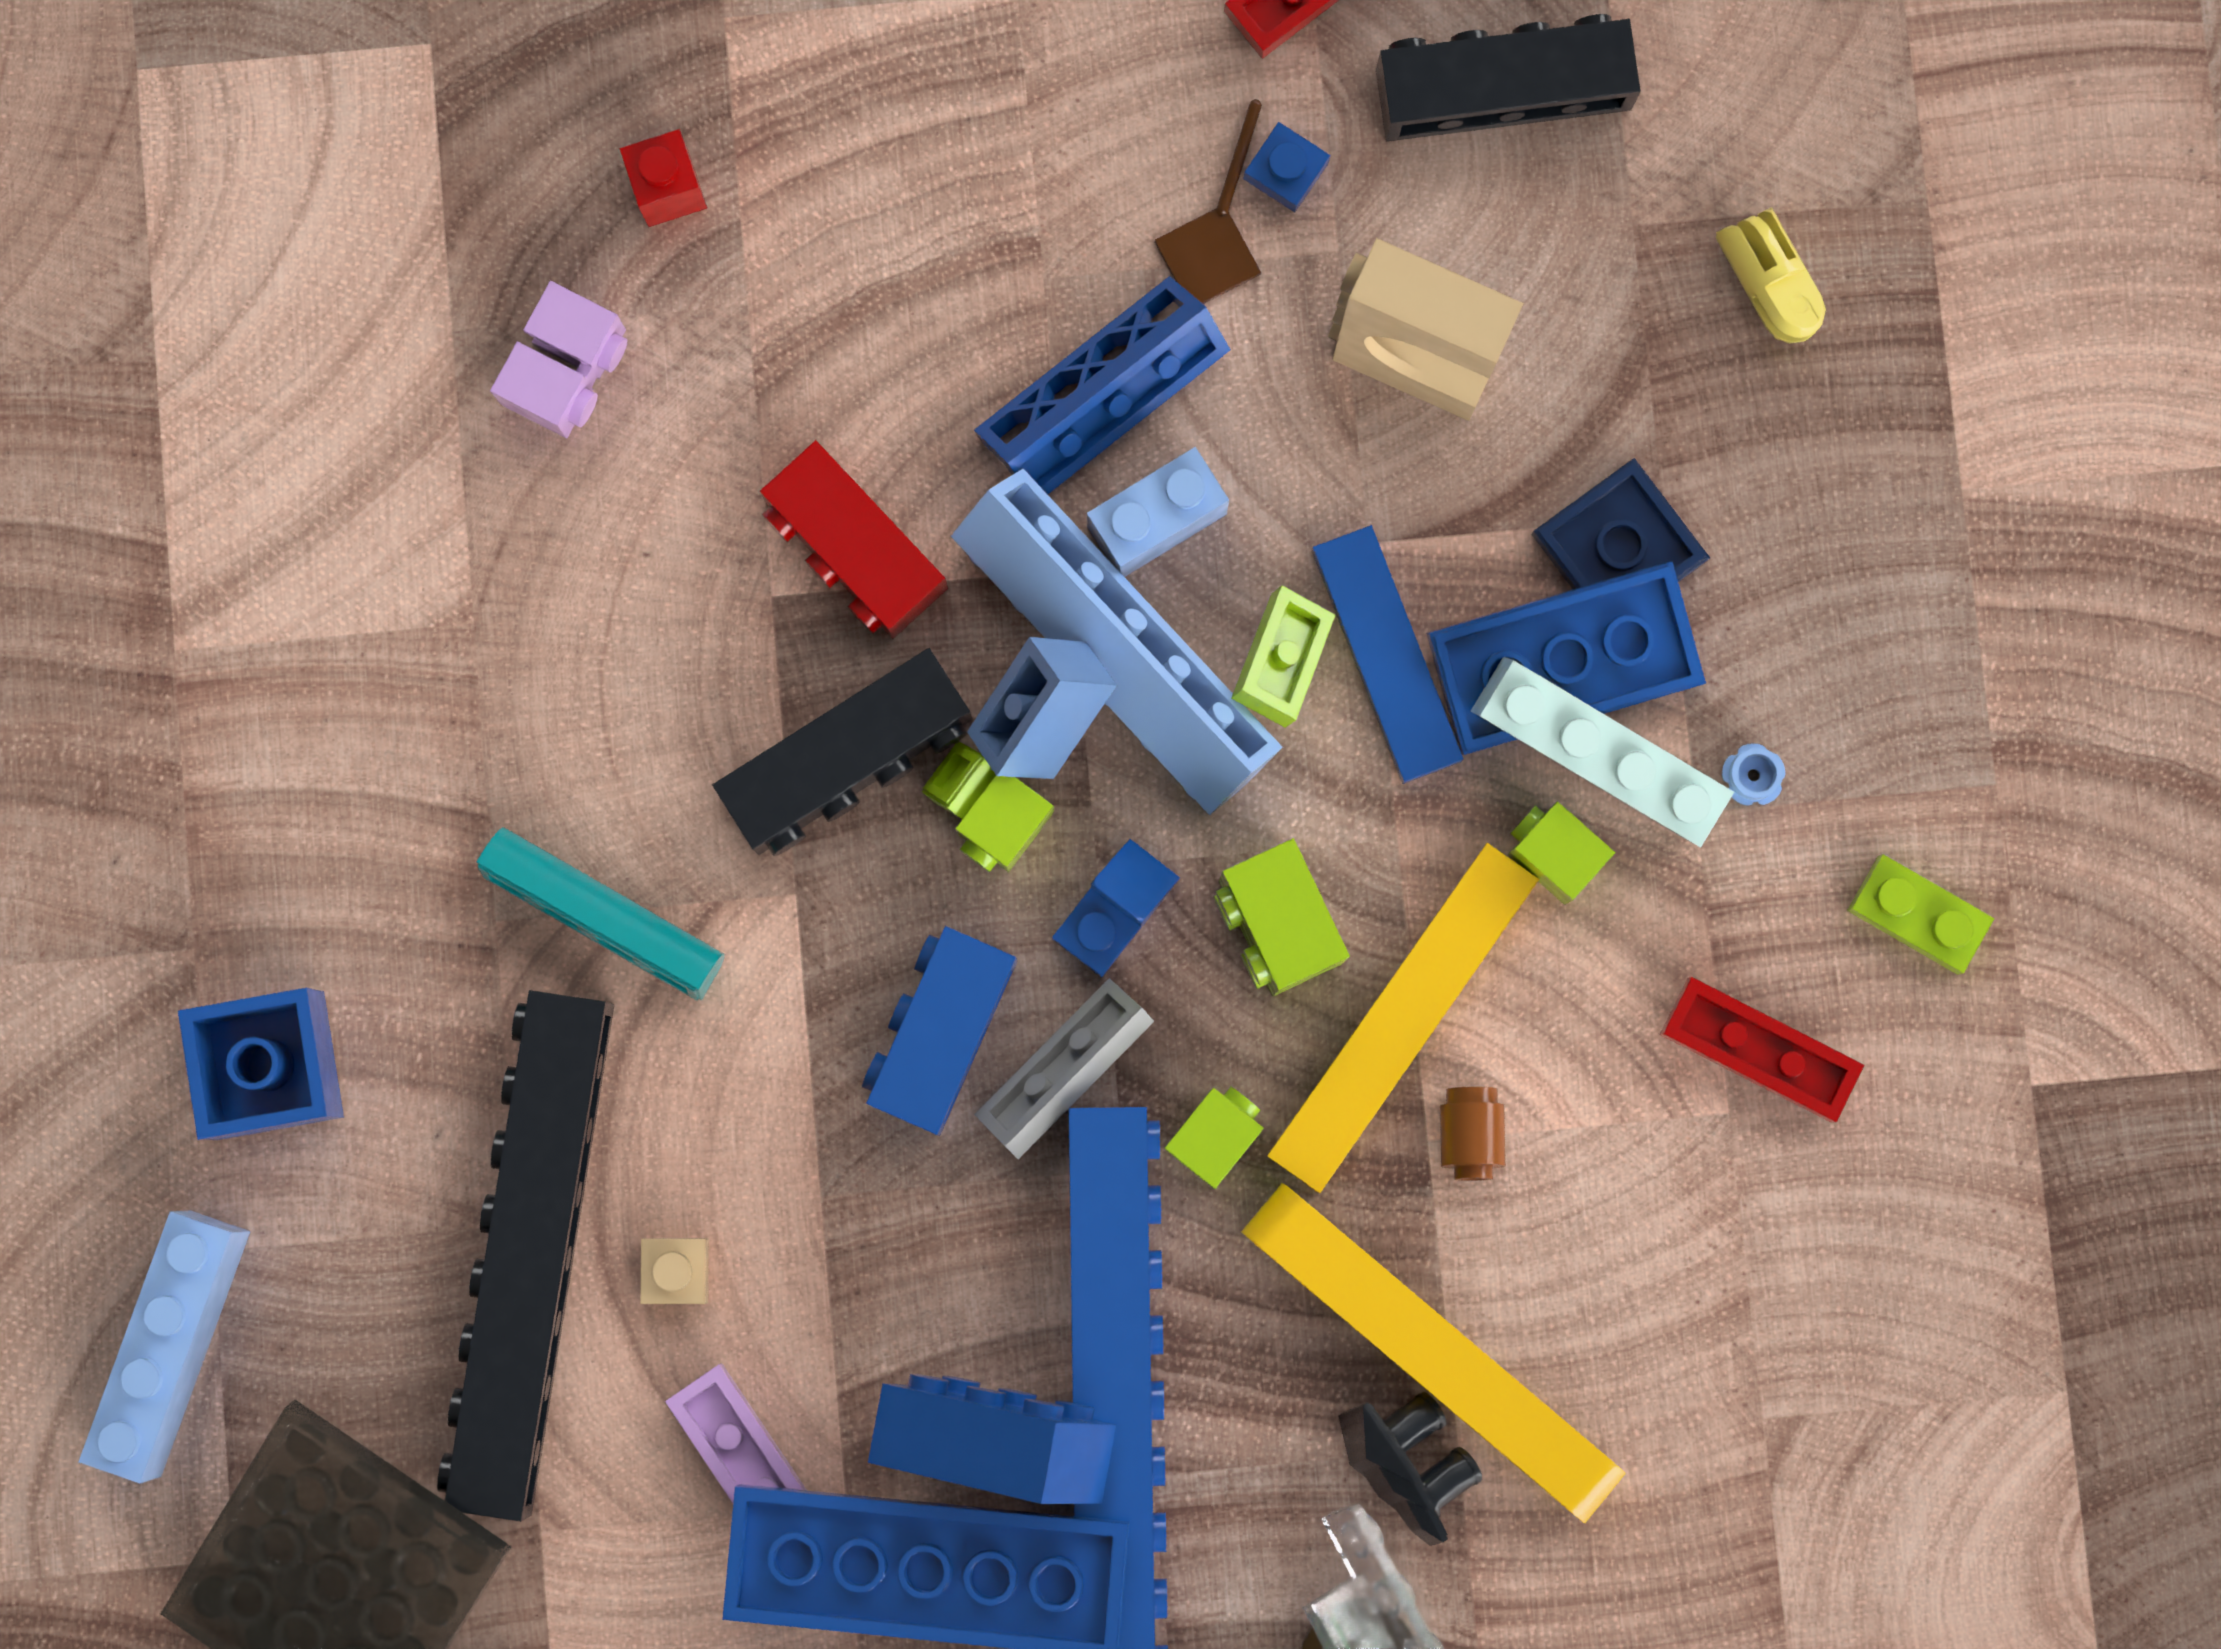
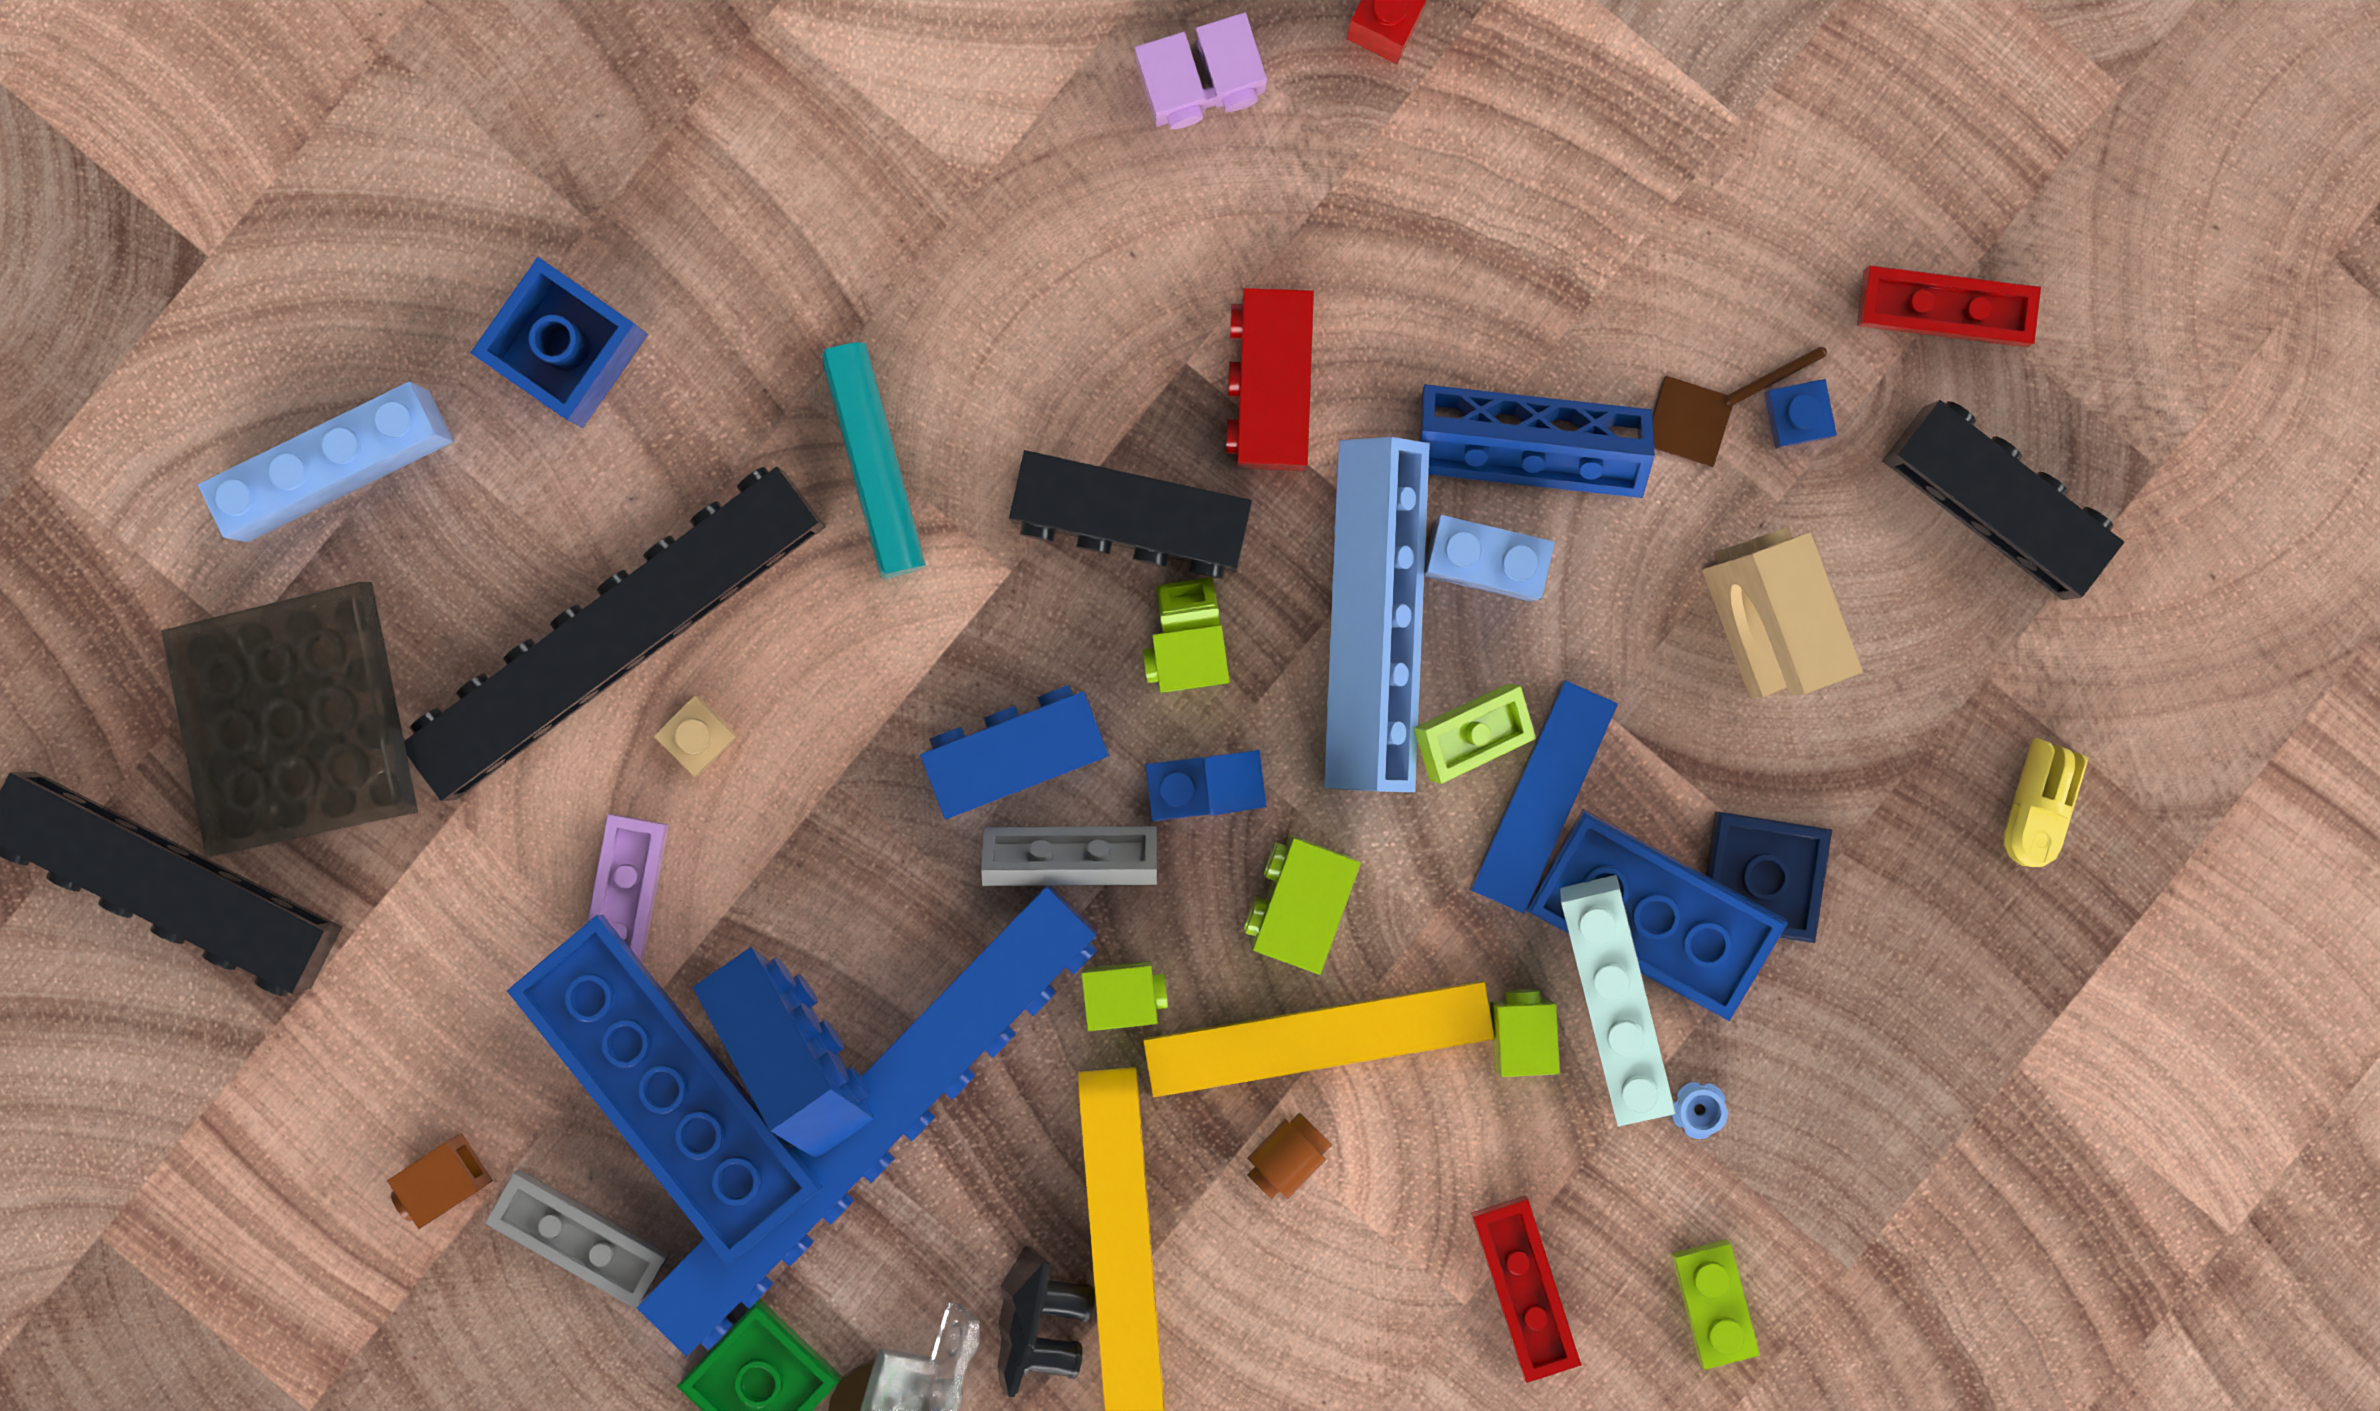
camera: 45 degrees right, 5 degrees up
(1041, 708) = (1284, 613): medium blue brick -> none

